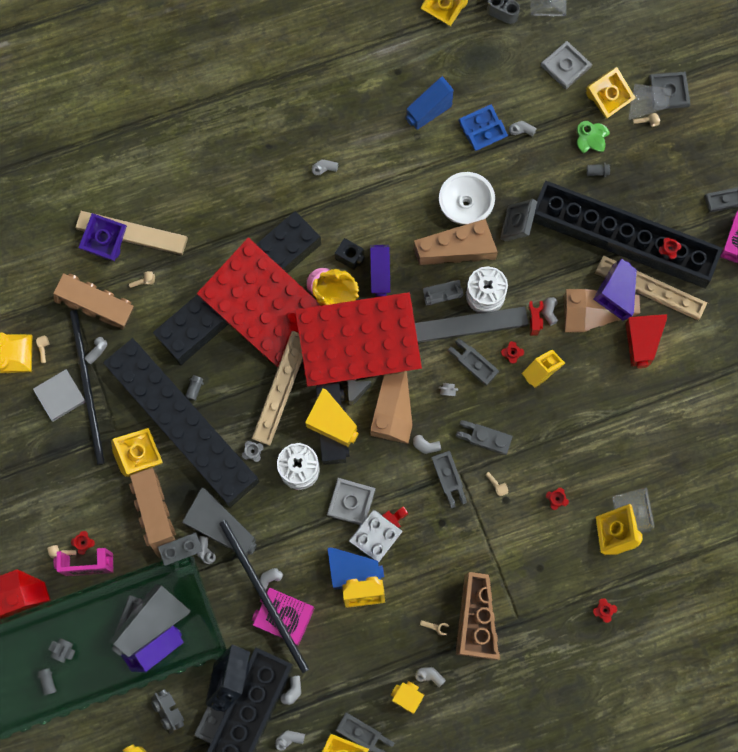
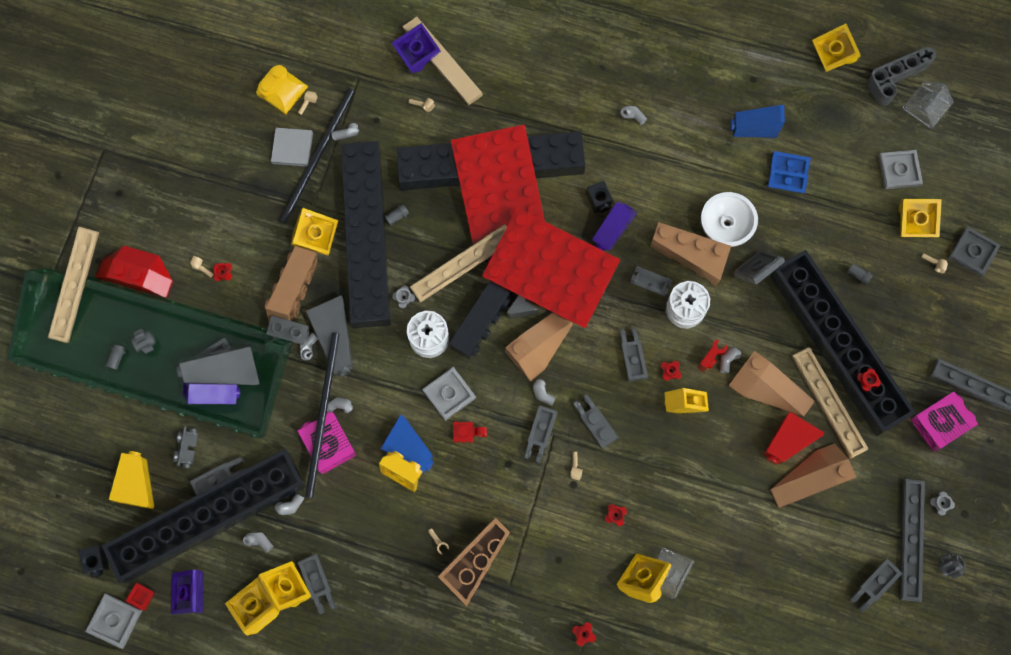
camera: 35 degrees right, 0 degrees up
(93, 301) = (371, 92): medium nougat wedge -> none
(103, 566) = (223, 298): dark pink panel -> none
(227, 678) = (244, 456): black window -> none
(331, 420) = (479, 316): yellow slope -> none
(332, 286) = (564, 212): yellow hair -> none
(375, 535) = (446, 433): light grey hinge -> none
(407, 696) = (371, 578): yellow brick -> none
(429, 673) = (403, 574): light grey arm -> none
(448, 389) = (595, 361): light grey plate -> none
(471, 324) = (654, 323): dark grey tile -> none
(521, 127) = (821, 194): light grey arm -> none
(593, 139) = (876, 245): bright green plate -> none
(618, 290) = (798, 383): dark purple slope -> none
(648, 100) = (948, 246): clear wing -> none
(684, 349) = (817, 473): none -> medium nougat wedge

